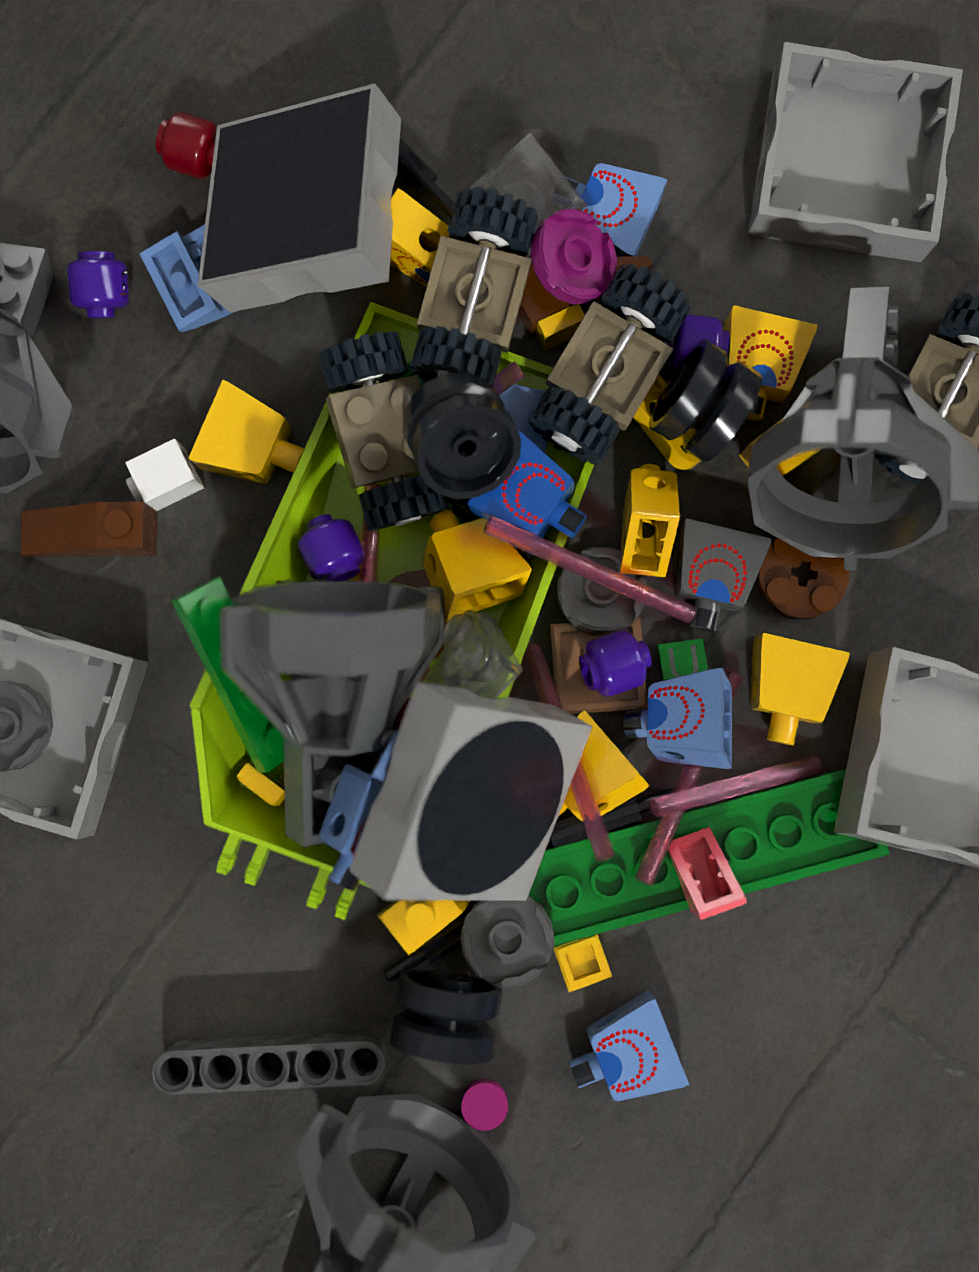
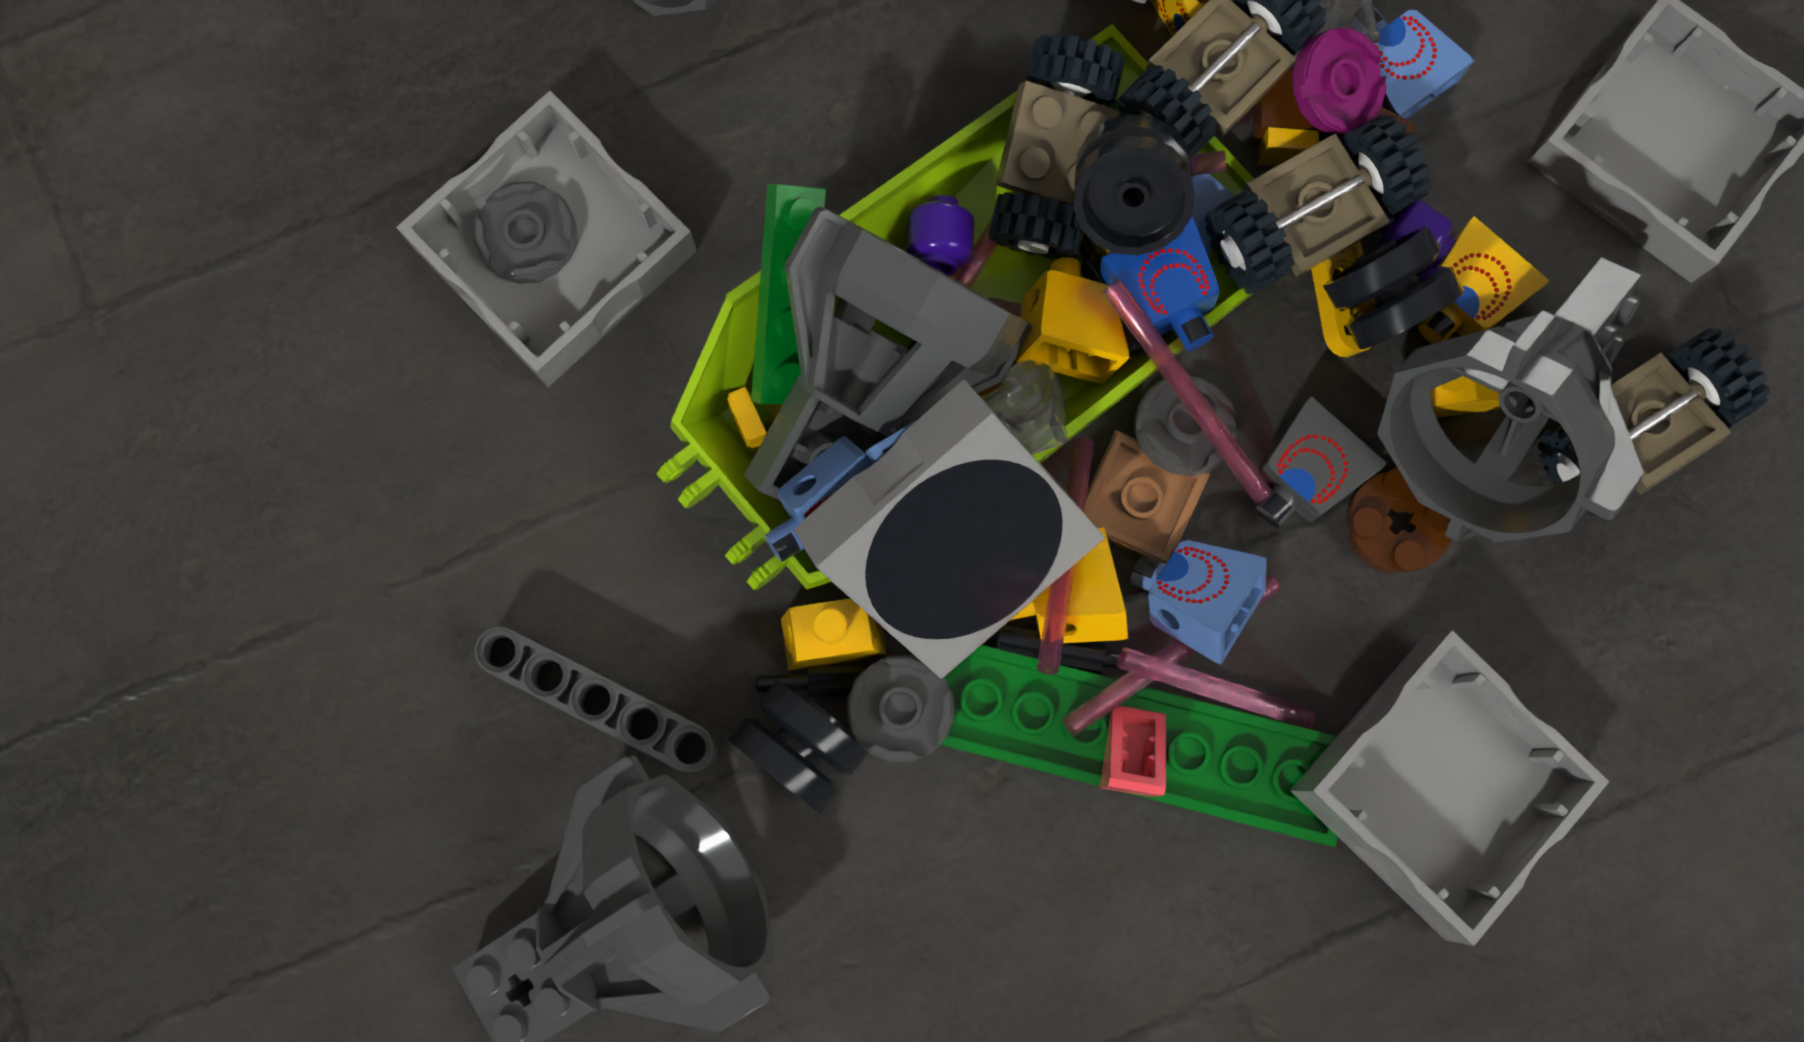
camera: 25 degrees right, 5 degrees down
(90, 530) = (716, 93): reddish brown slope -> none
(163, 475) = (815, 79): white brick -> none
(244, 438) = (913, 85): yellow torso -> none
(484, 1104) = (782, 867): dark pink tile -> none
(582, 962) = (961, 780): yellow tile -> none
(614, 663) = (1160, 498): dark purple head -> none
(631, 1052) = (960, 896): medium blue torso -> none
(655, 500) = (1284, 366): yellow torso -> none
(681, 658) = (1230, 532): green tile -> none
(793, 682) = (1330, 620): yellow torso -> none

